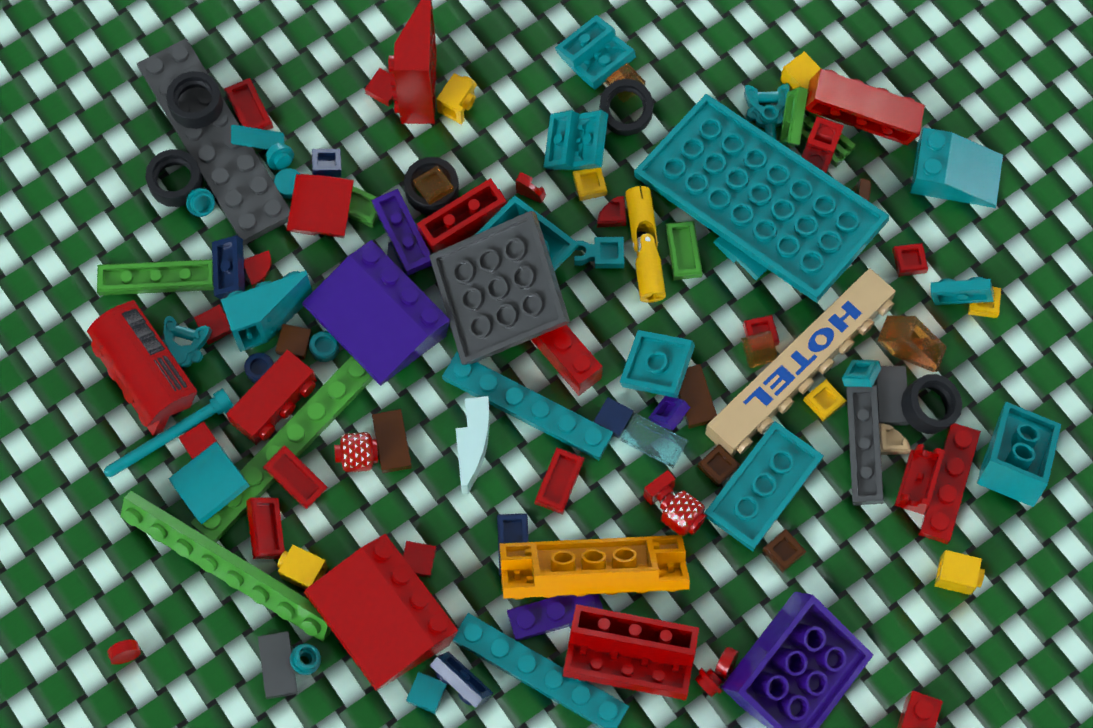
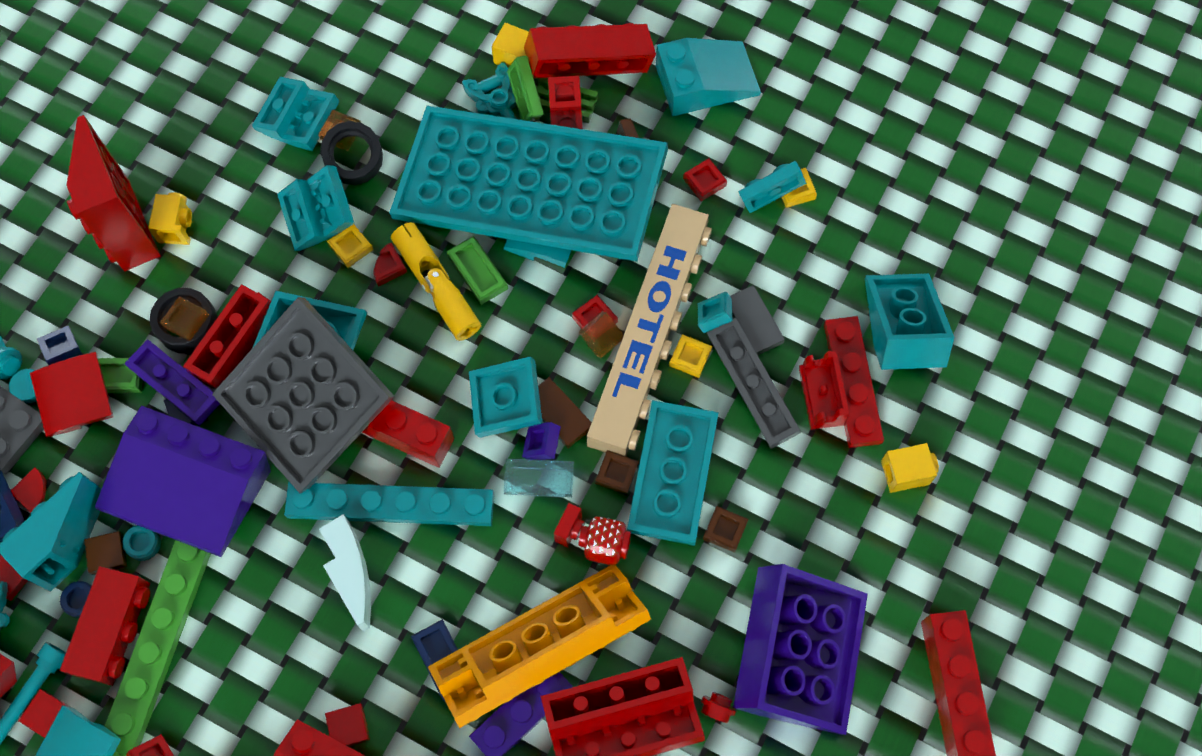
camera: 25 degrees left, 0 degrees up
(295, 477) = (169, 702): red tile -> none
(356, 452) = (226, 642): red head -> none
(380, 87) = (84, 245): red tile -> none
(391, 441) = (261, 610): reddish brown tile -> none
(527, 189) = (288, 279): red tile -> none
(559, 480) = (460, 567): red tile -> none
(606, 252) = (398, 307): teal plate -> none
(614, 417) = (486, 473): dark blue tile -> none
(726, 662) = (726, 677): red tile -> none
(892, 441) = (778, 365): tan tile -> none
(912, 342) = (747, 258): clear orange slope -> none
(948, 394) = (808, 293): black tyre -> none

